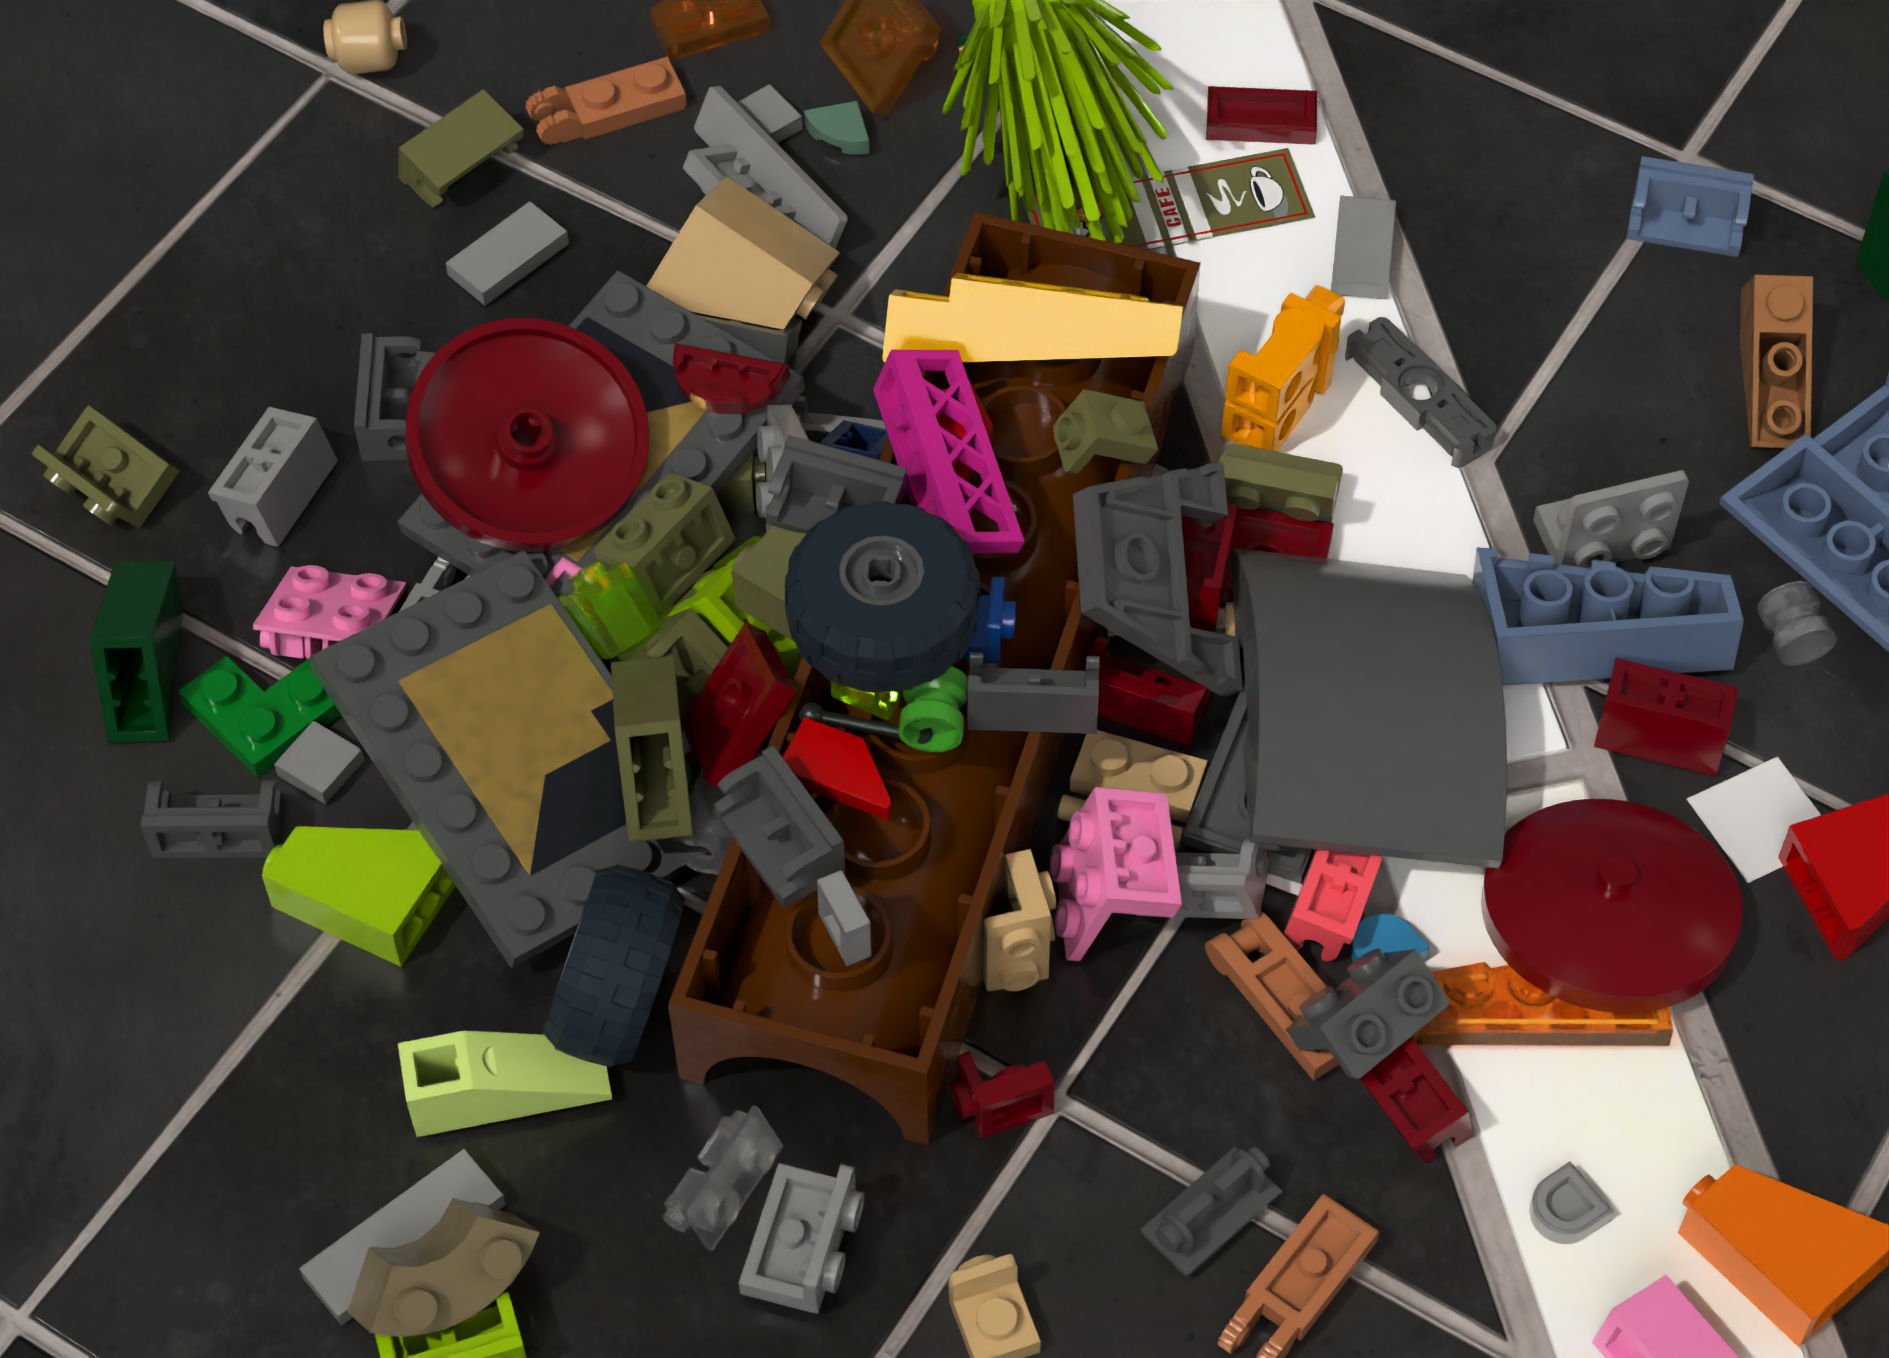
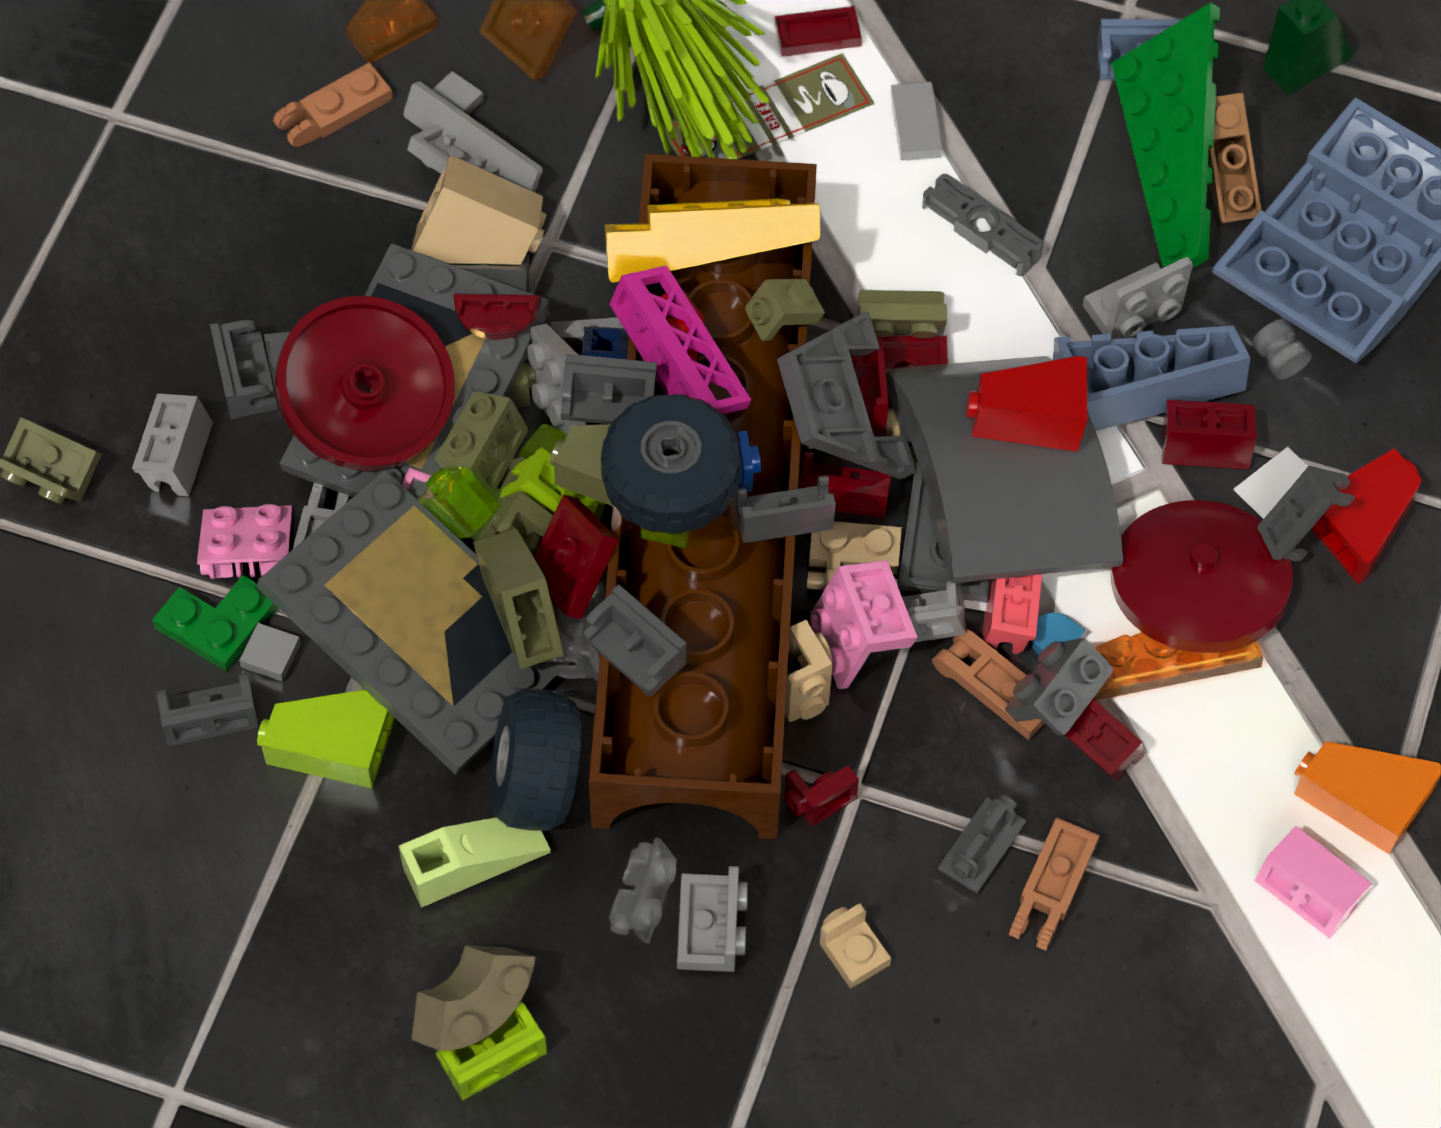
camera: 15 degrees left, 5 degrees up
(138, 650) = (116, 595): dark green slope -> none
(364, 37) = (137, 87): tan head -> none
(403, 1220) = (432, 967): light grey tile -> none
(456, 146) = (234, 163): olive hinge -> none
(507, 253) = (293, 239): light grey tile -> none
(815, 712) = (709, 554): pearl dark grey hinge -> none
(837, 767) = (663, 589): red tile -> none
(839, 126) = (512, 95): sand green tile -> none
(844, 918) = (697, 696): light grey tile -> none
(935, 707) = (720, 540): bright green wheel -> none
(1278, 384) = (882, 245): light orange hips -> none
(1416, 622) = (1032, 404): none -> red slope
(1567, 1207) = (1218, 792): light grey tile -> none
(1705, 301) = (1171, 126): none -> green wing
(1770, 836) = (1301, 510): none -> dark grey hinge

